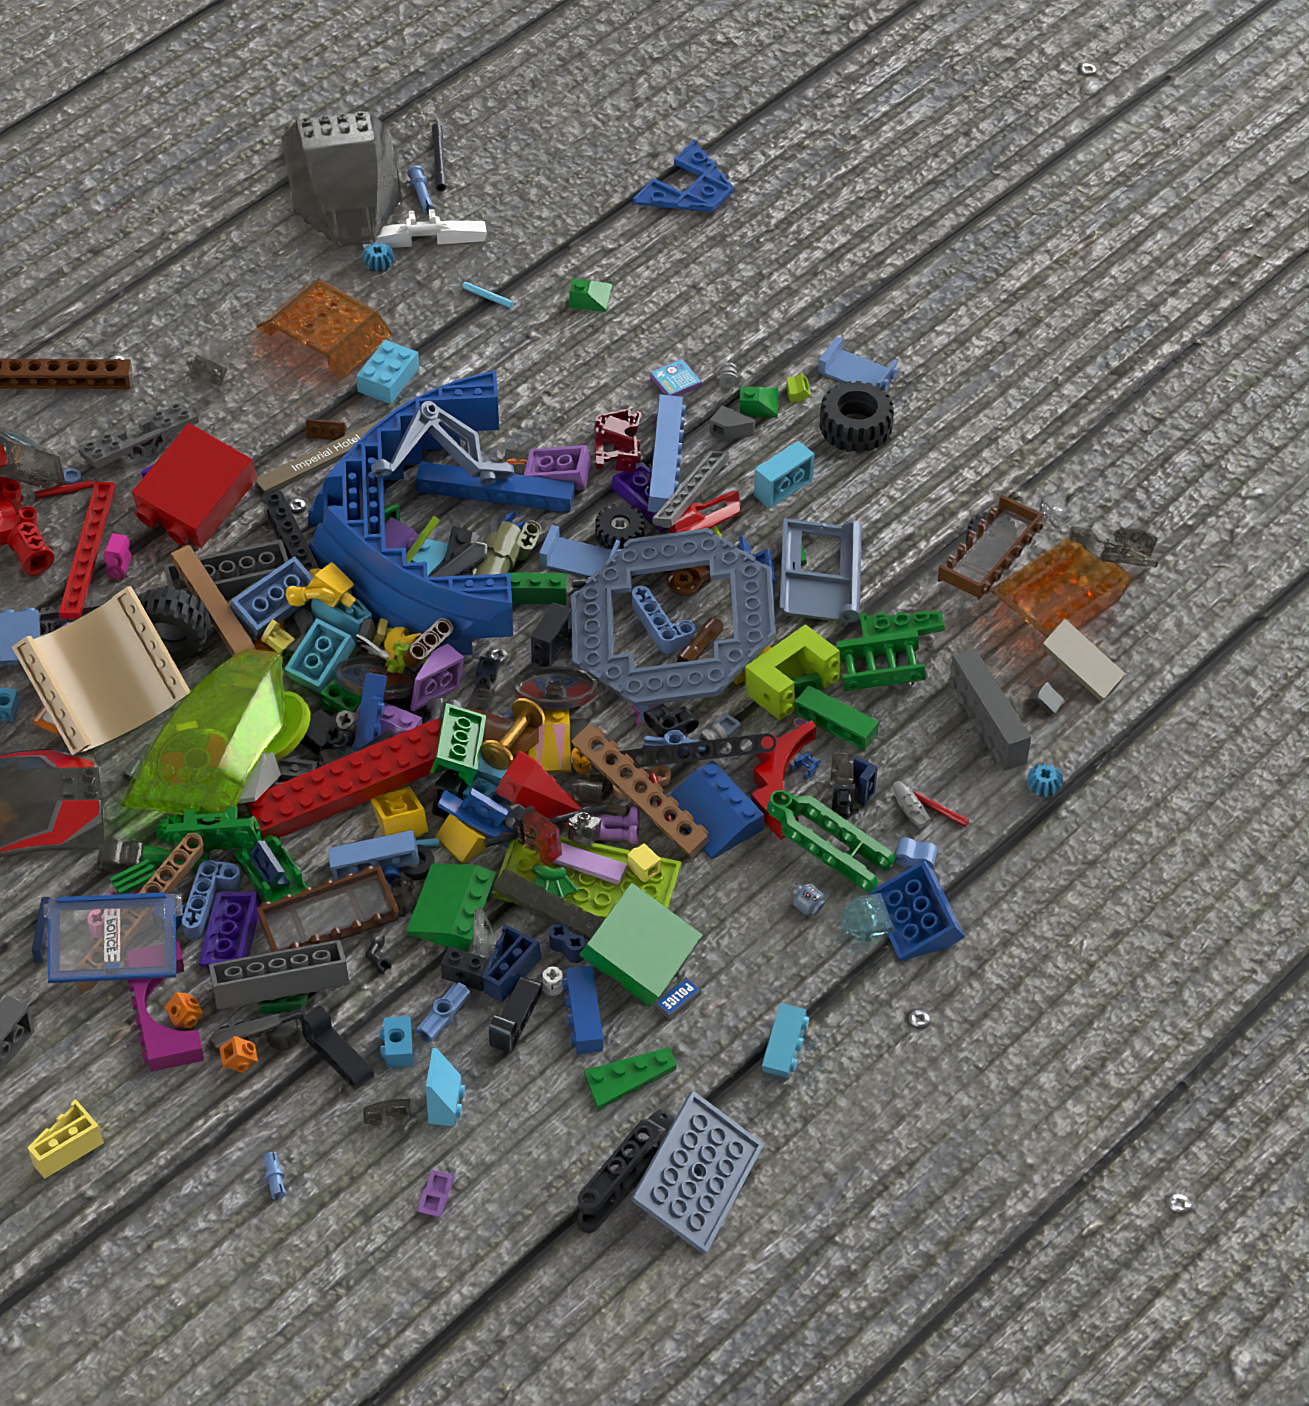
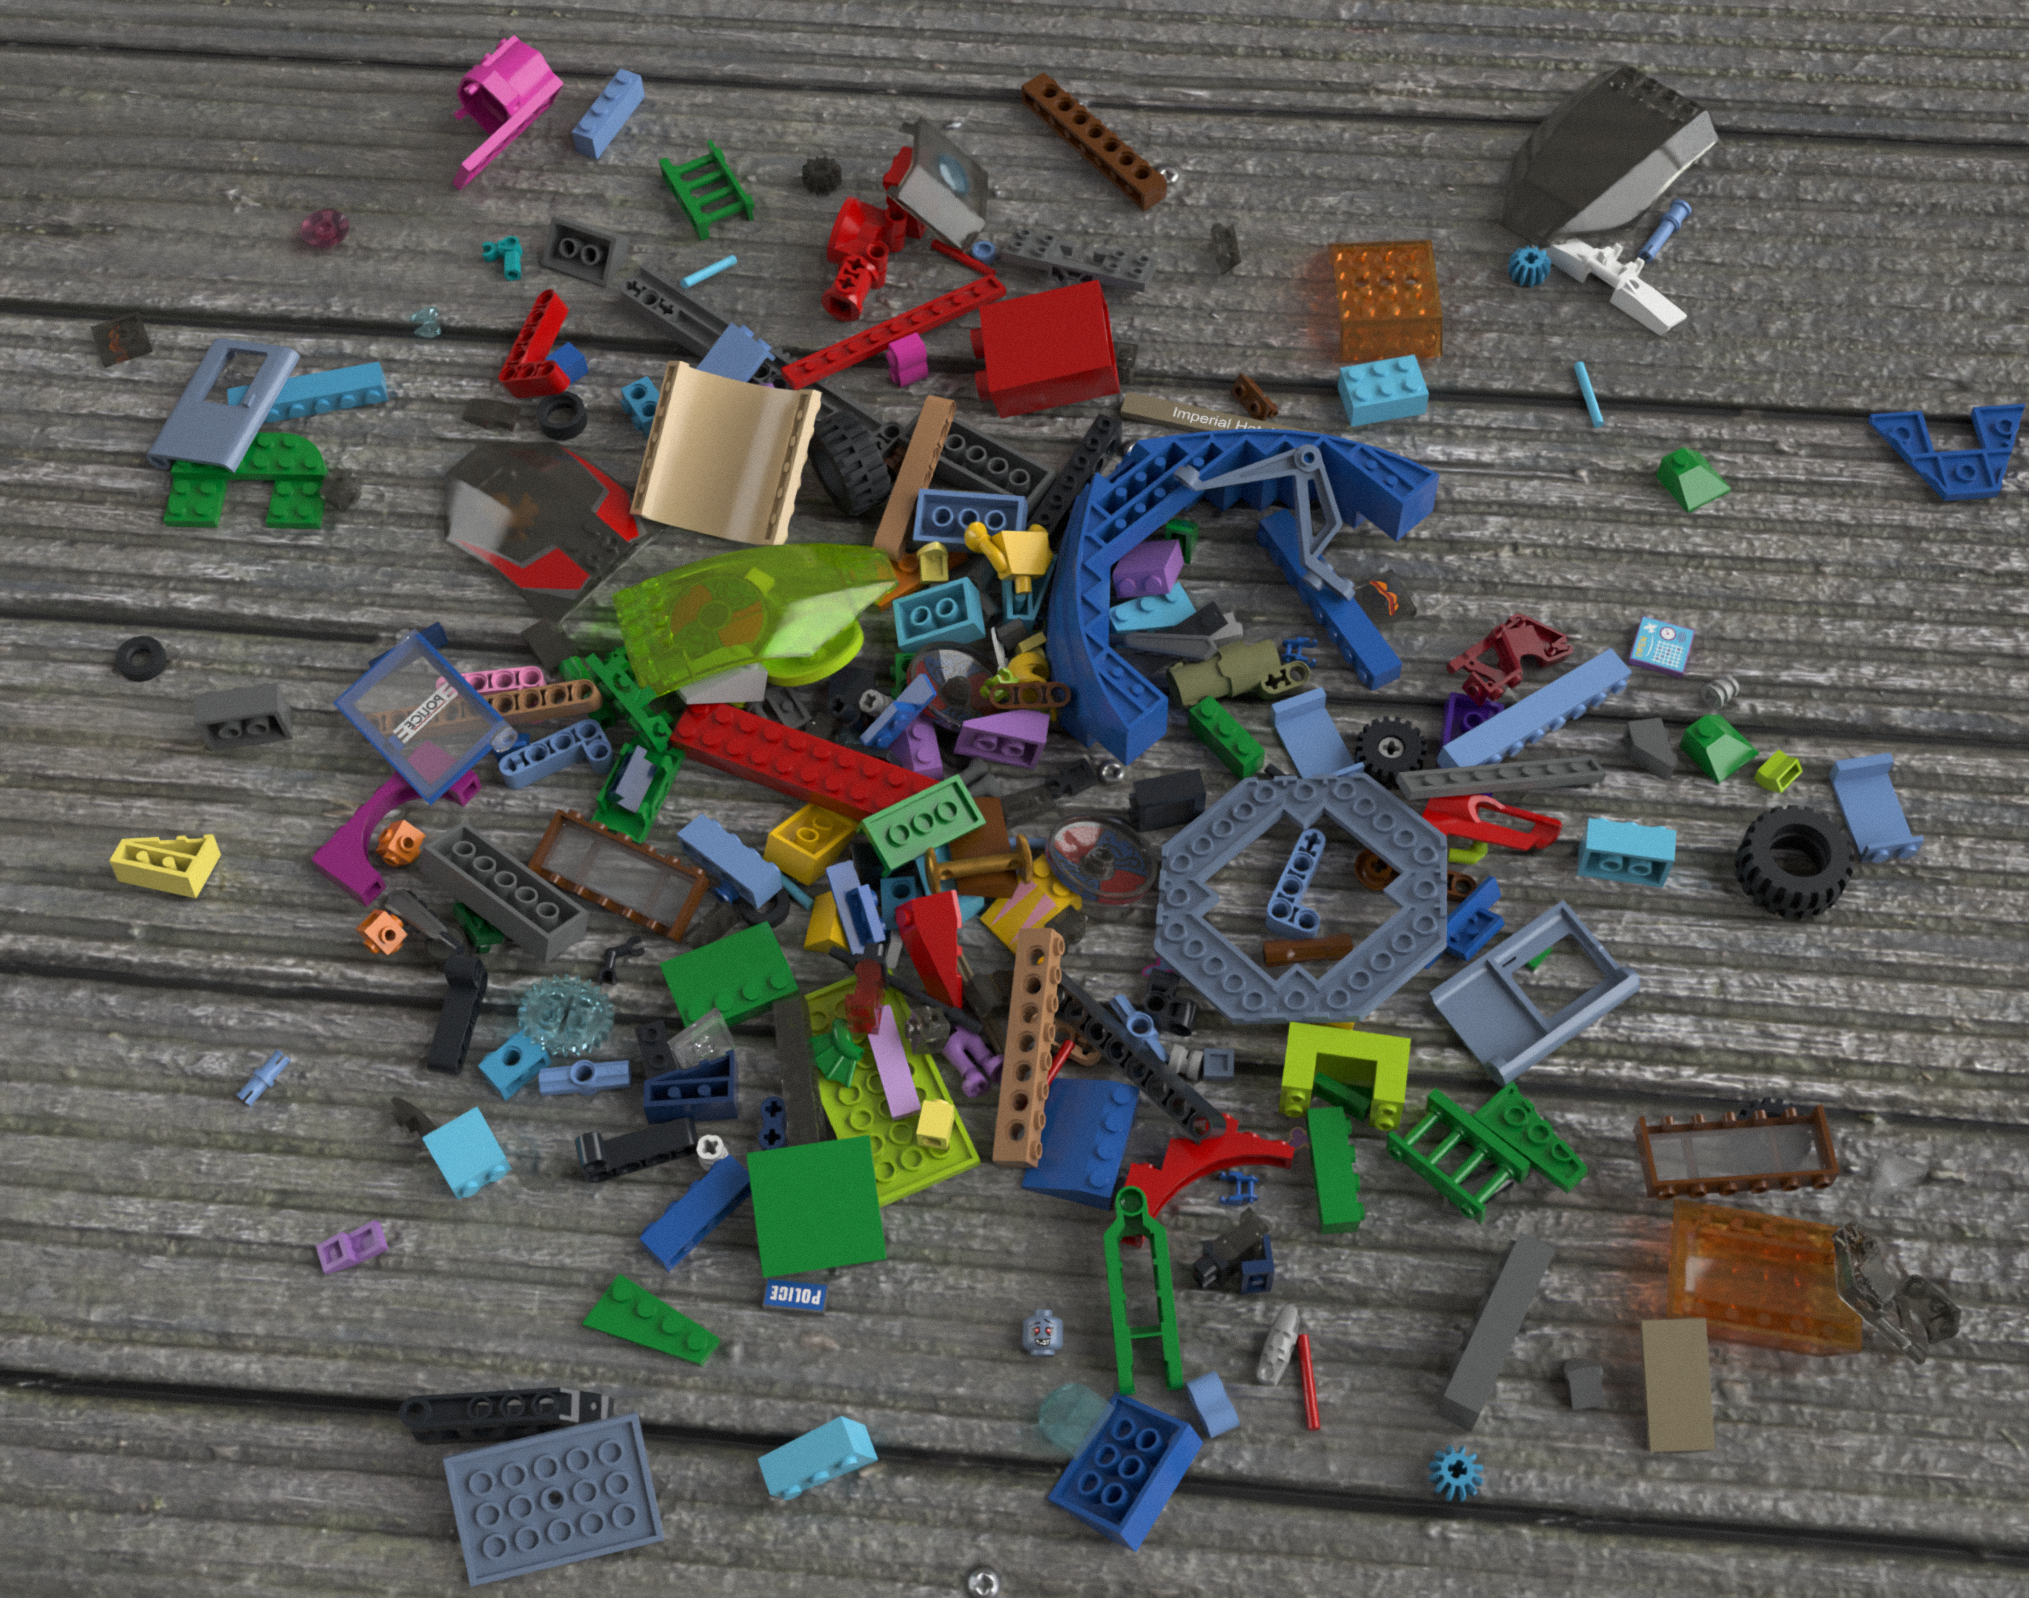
camera: 55 degrees right, 10 degrees up
(132, 875) = (519, 672): green tile -> none
(230, 927) = (528, 811): dark purple slope -> none
(393, 995) = (545, 1008): none -> clear light blue gear
(422, 538) = (1151, 589): lime piece -> none
(440, 177) = (1753, 190): black piece -> none
(560, 463) = (1414, 634): medium lavender slope -> none

